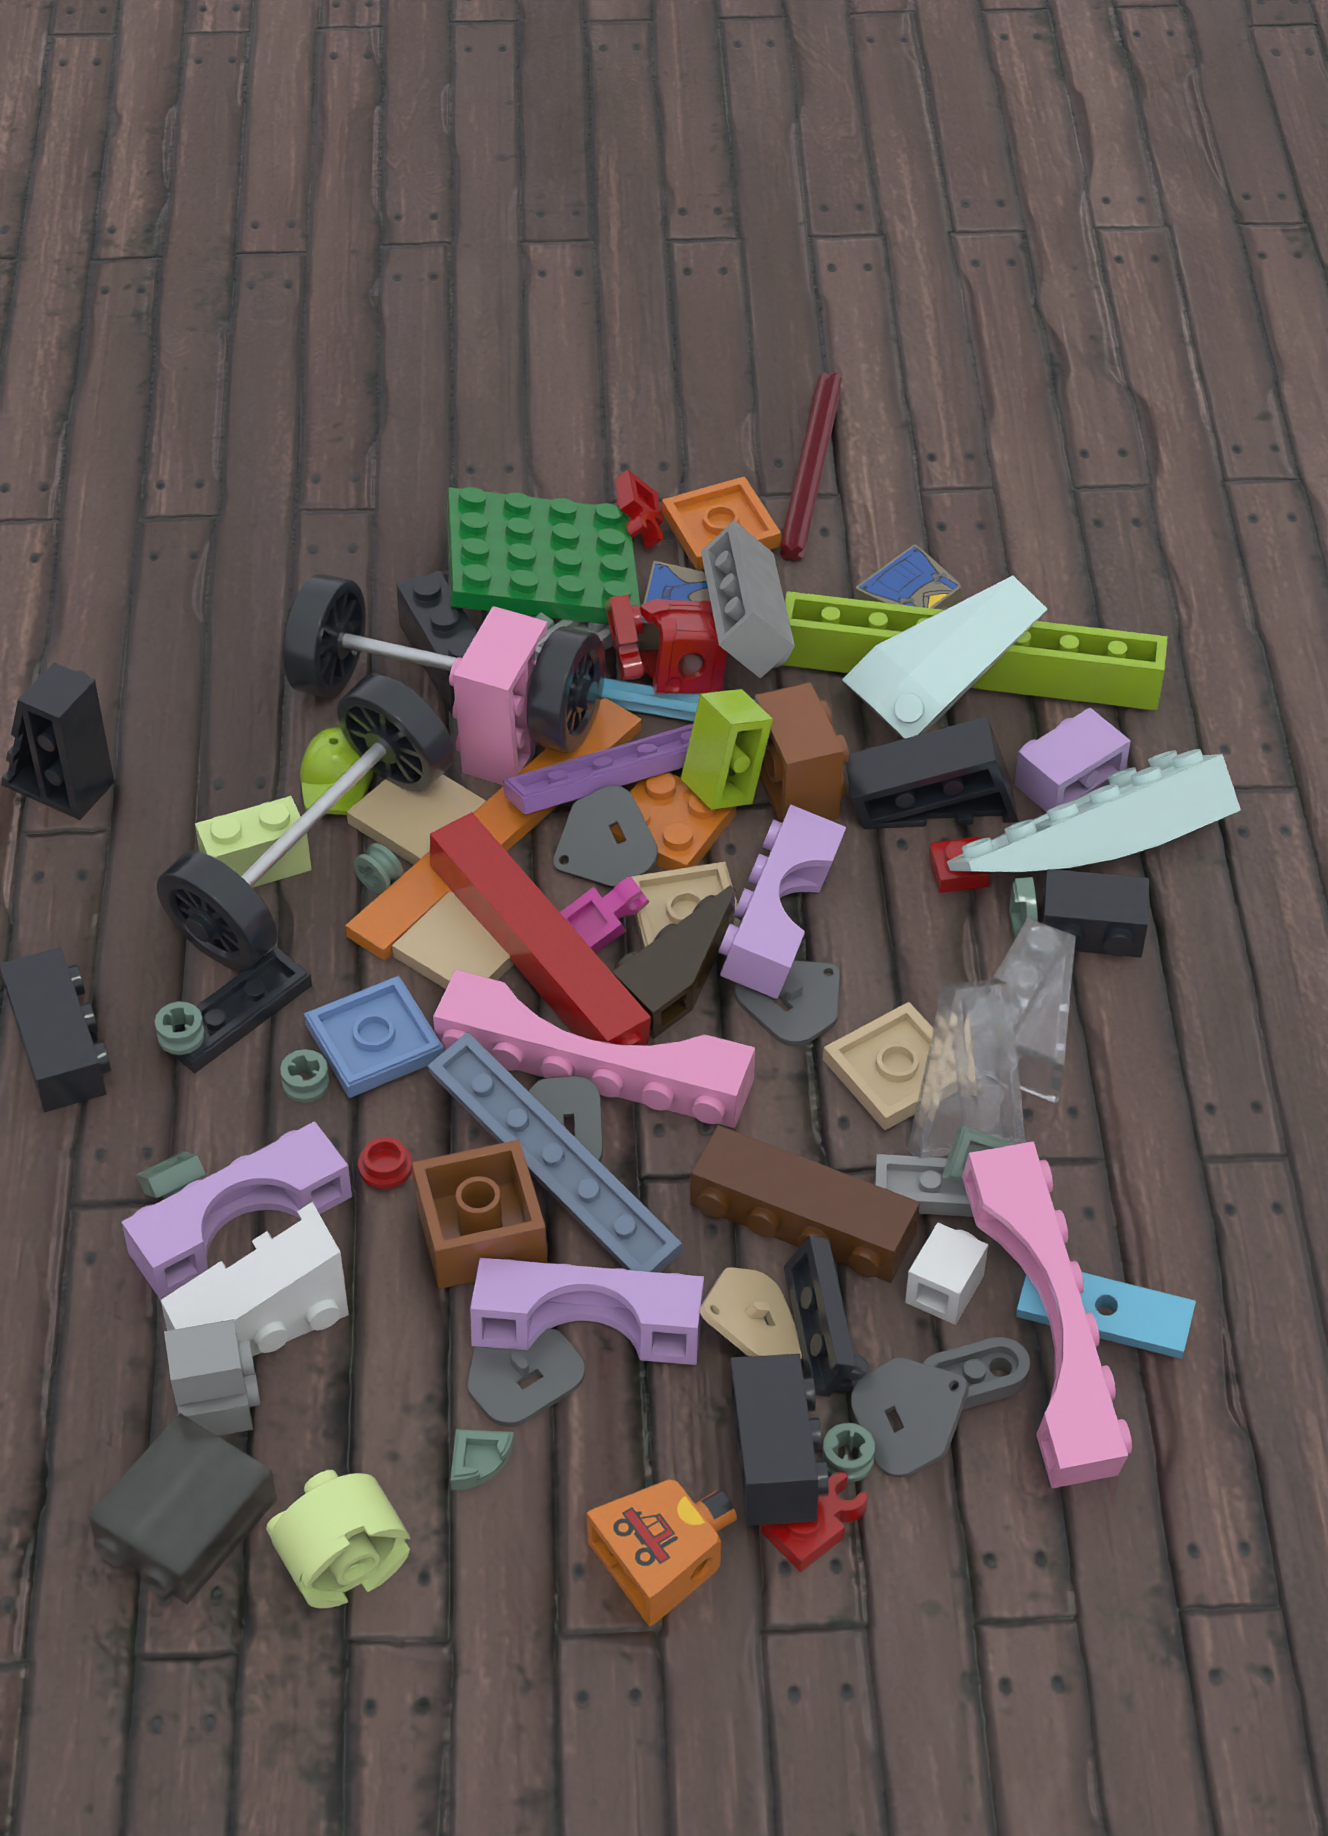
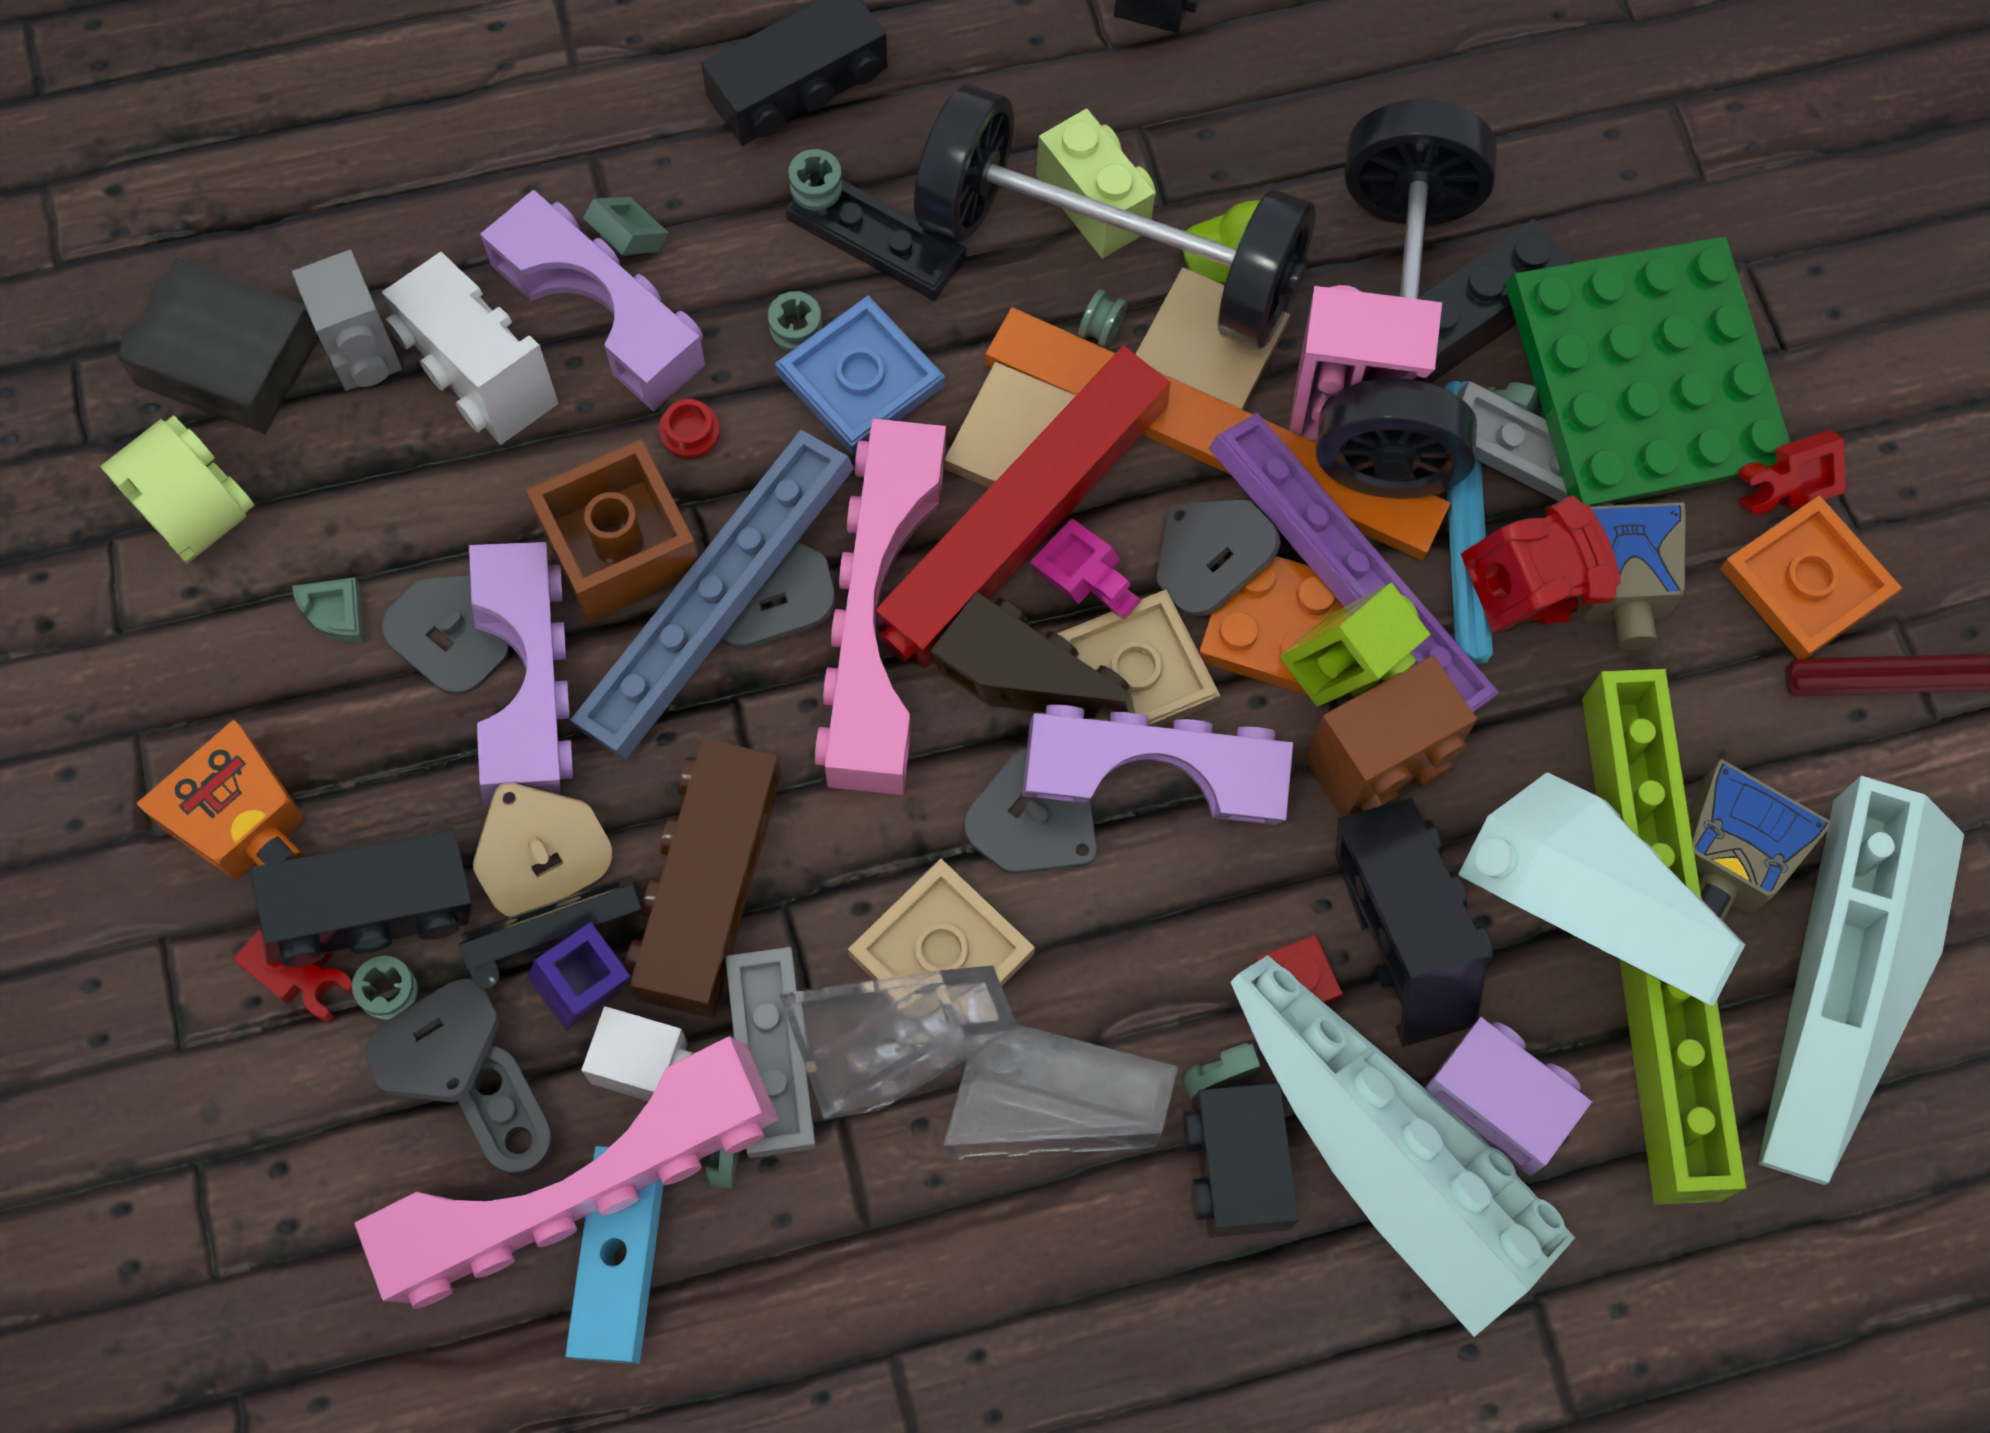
camera: 75 degrees right, 20 degrees up
(624, 625) = (1533, 491): red plate -> none
(747, 600) = (1616, 618): light grey brick -> none
(878, 1291) = (578, 975): none -> dark purple brick
(965, 1142) = (791, 1058): sand green tile -> none
(987, 551) = (1861, 969): none -> light aqua wedge

